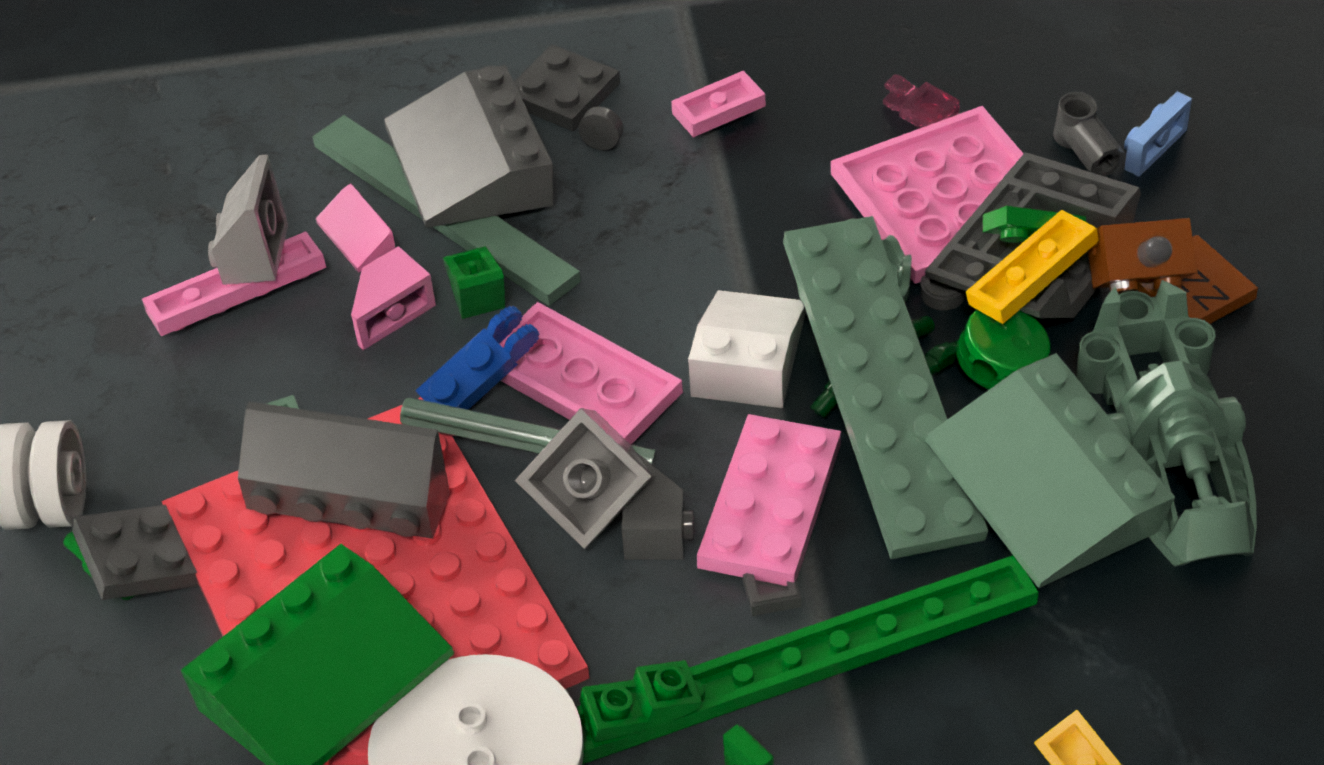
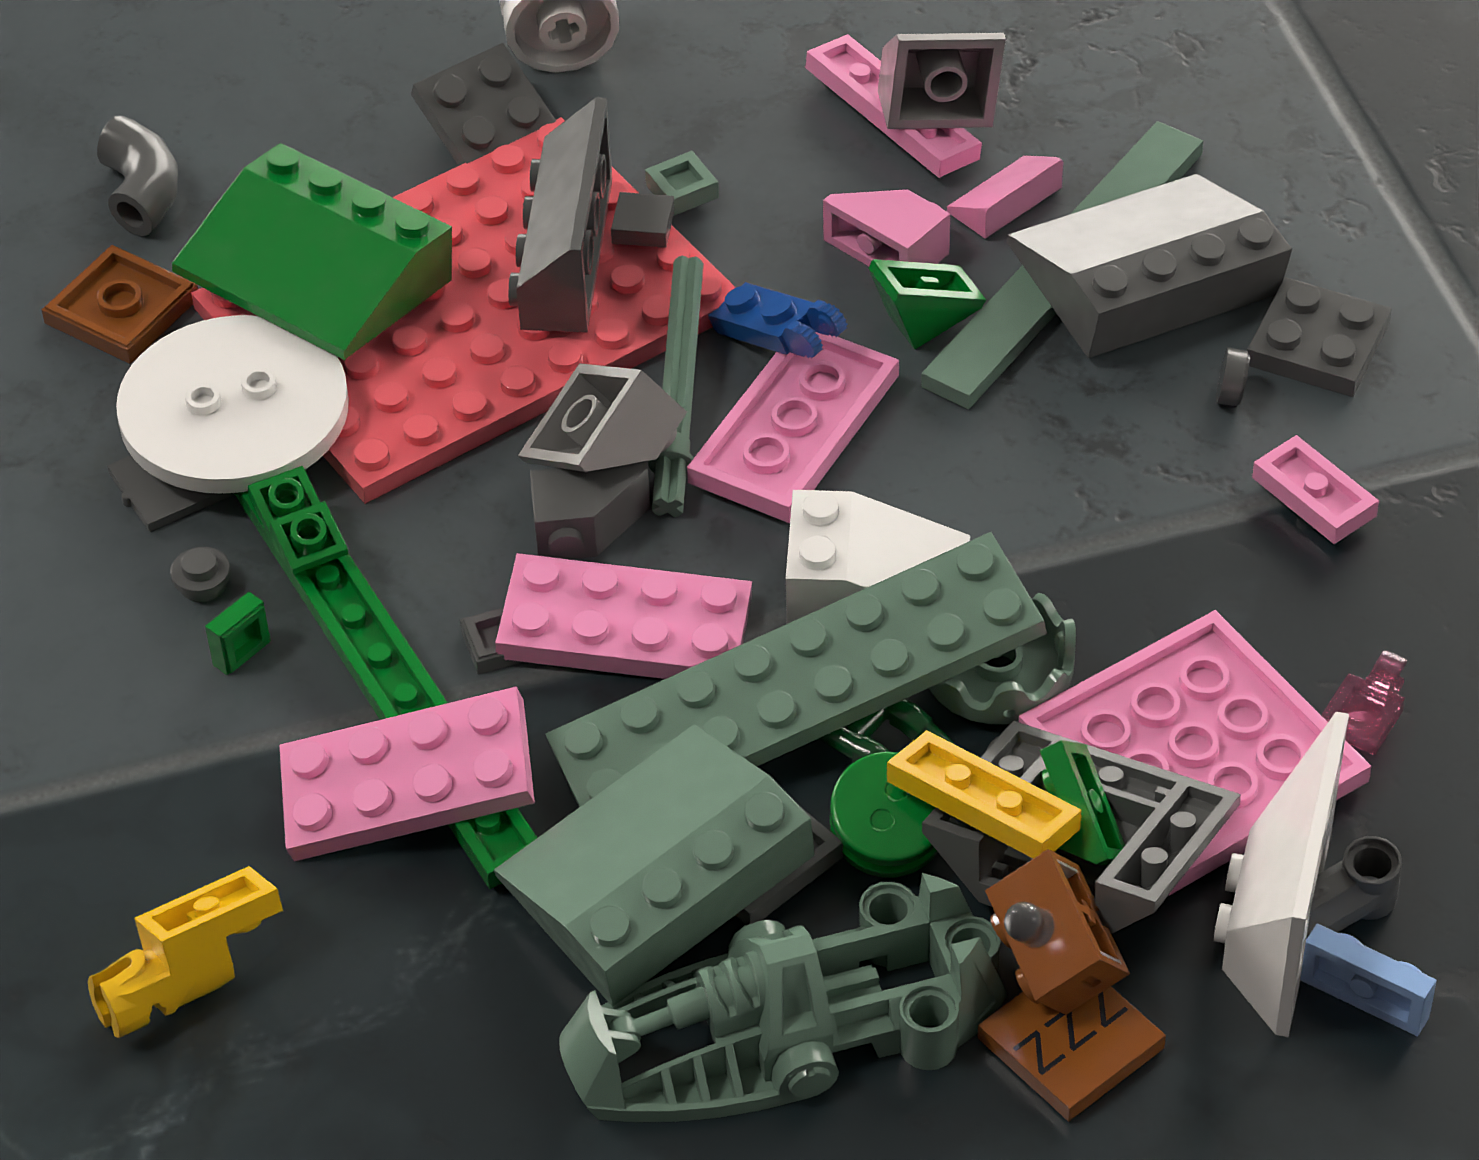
camera: 80 degrees right, 0 degrees up
(934, 639) = (406, 774): none -> bright pink plate
(1108, 122) = (1277, 882): none -> white slope

